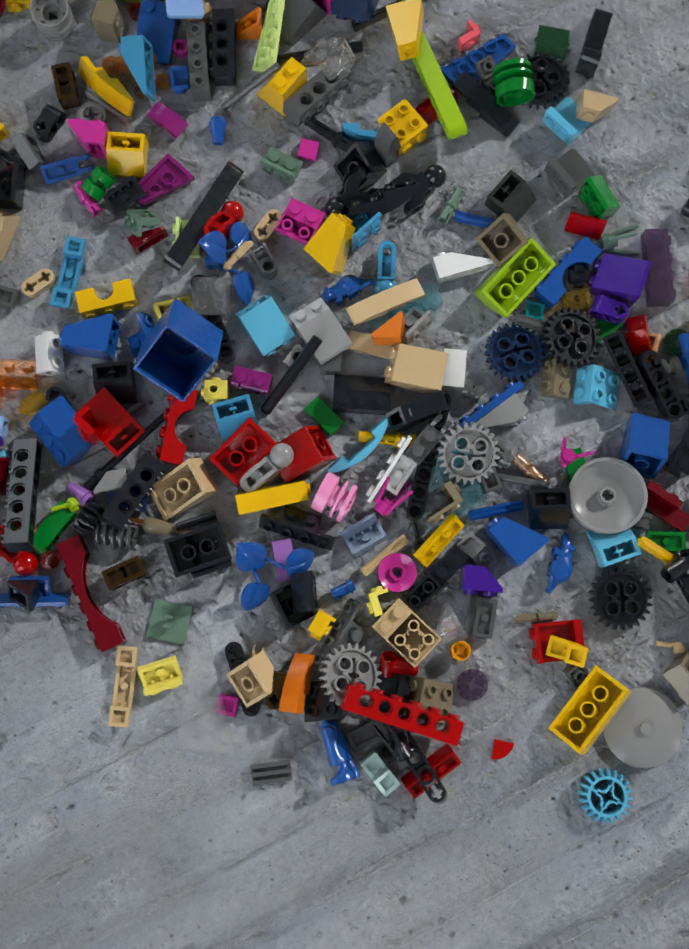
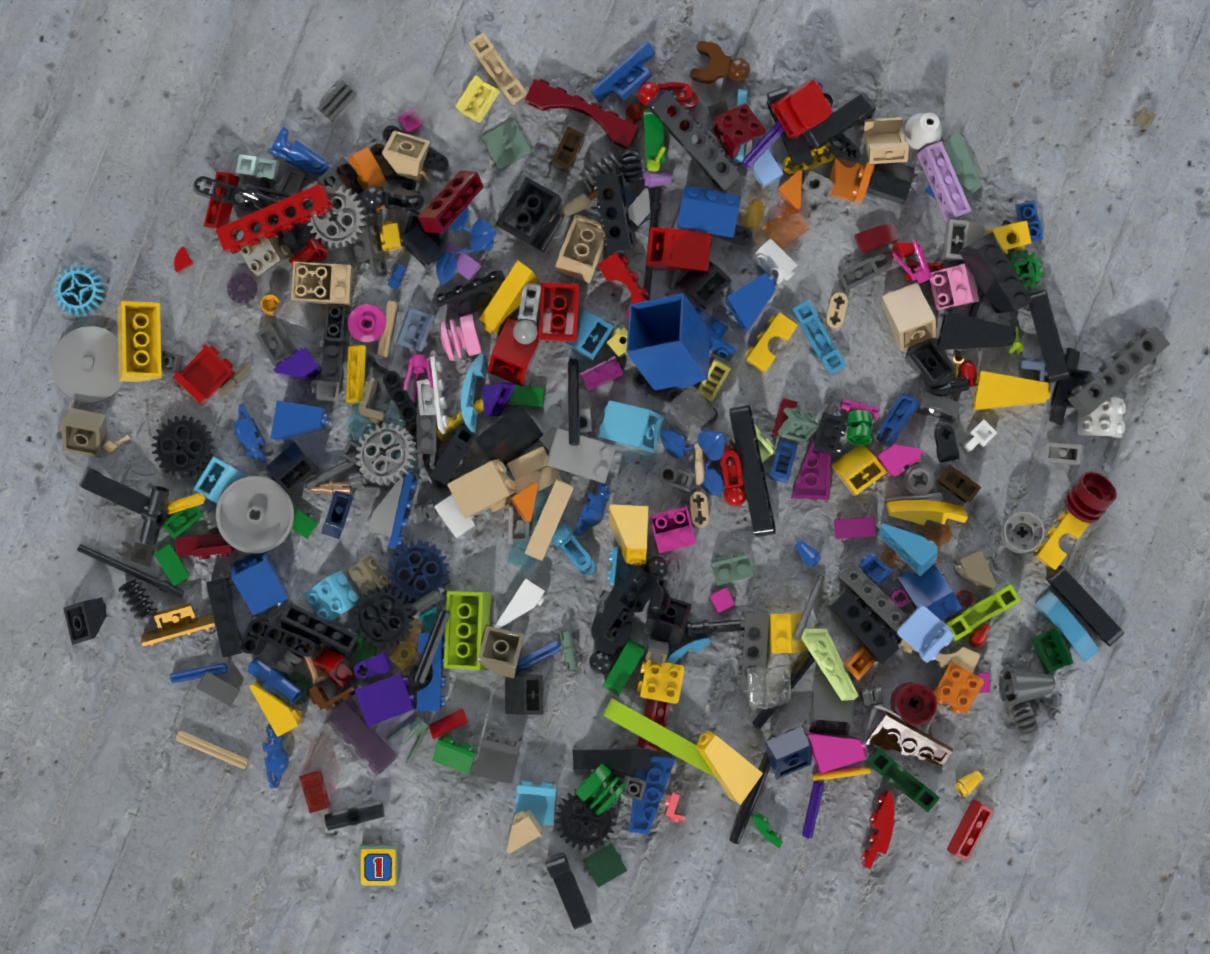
camera: 145 degrees right, 5 degrees up
(19, 108) = (981, 434): none -> white plate
(24, 593) = (629, 71): black slope -> none
(82, 420) = (684, 223): red bracket -> none
(178, 199) = (784, 478): none -> blue slope
(251, 607) = (451, 201): none -> dark red brick
(291, 652) = (393, 195): none -> black piece
(346, 431) = (496, 397): none -> dark purple slope
(363, 361) = (528, 463): none -> tan slope
(373, 604) = (368, 288): light yellow bracket -> none
(420, 159) = (624, 667): none -> green beam
(495, 510) = (331, 435): blue axle -> none
(542, 444) = (337, 515): none -> dark blue slope
(552, 285) = (431, 646): none -> black axle
(567, 455) = (310, 520): dark pink plant -> none
(567, 650) = (191, 371): yellow slope -> none
(664, 309) = (320, 698): none -> reddish brown bracket

